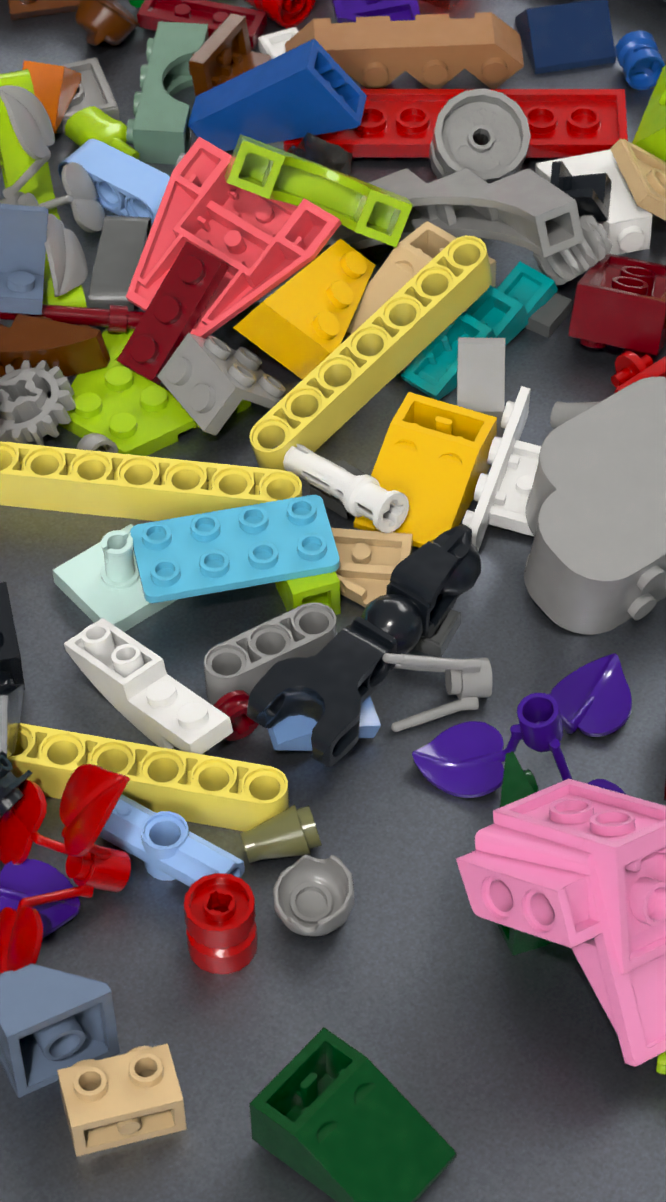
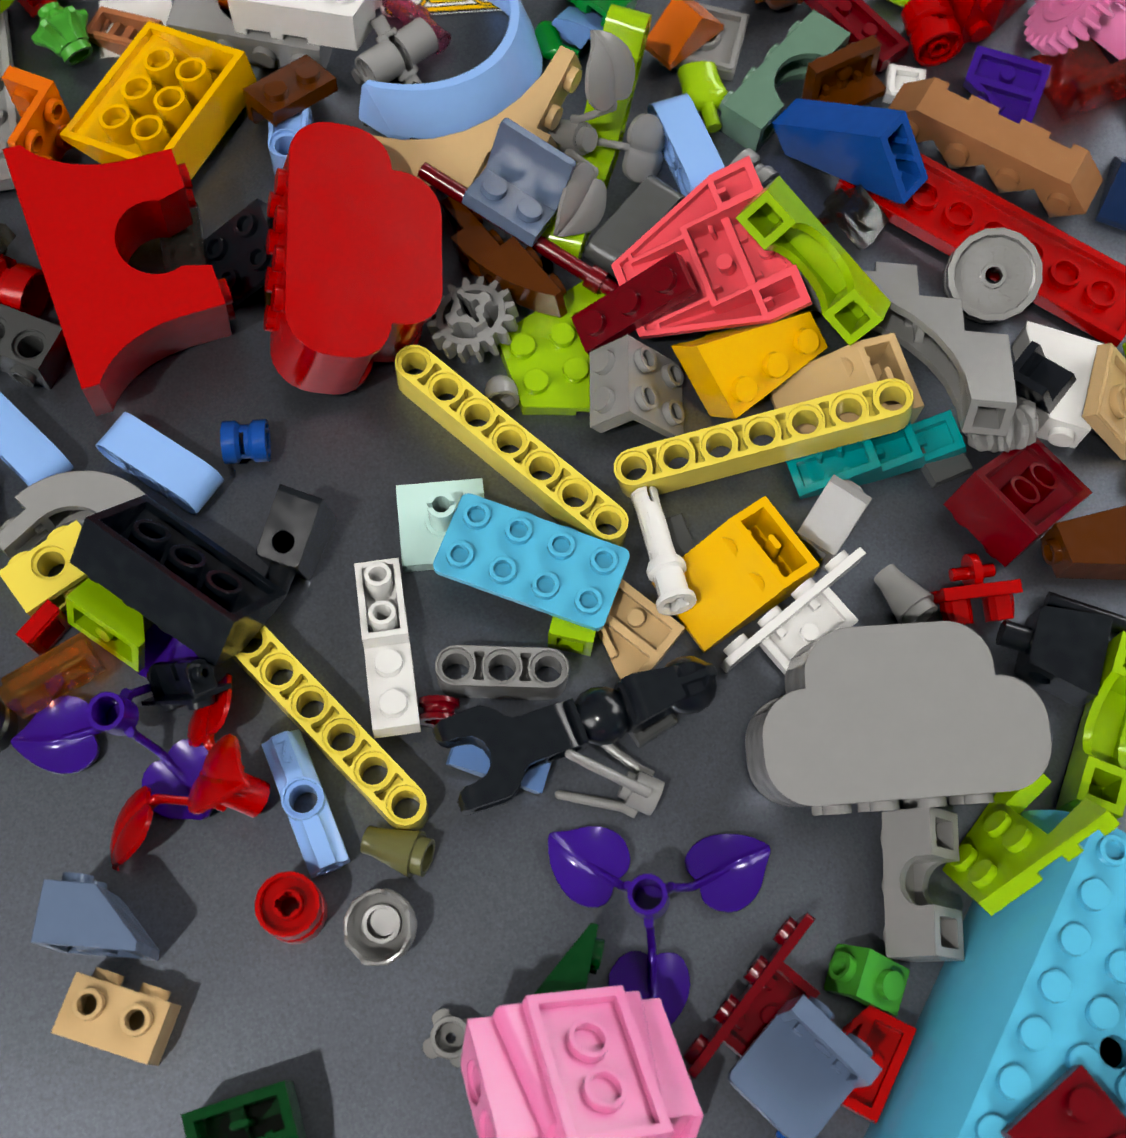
camera: 25 degrees right, 20 degrees up
(444, 937) = (437, 1045): none -> light grey plate

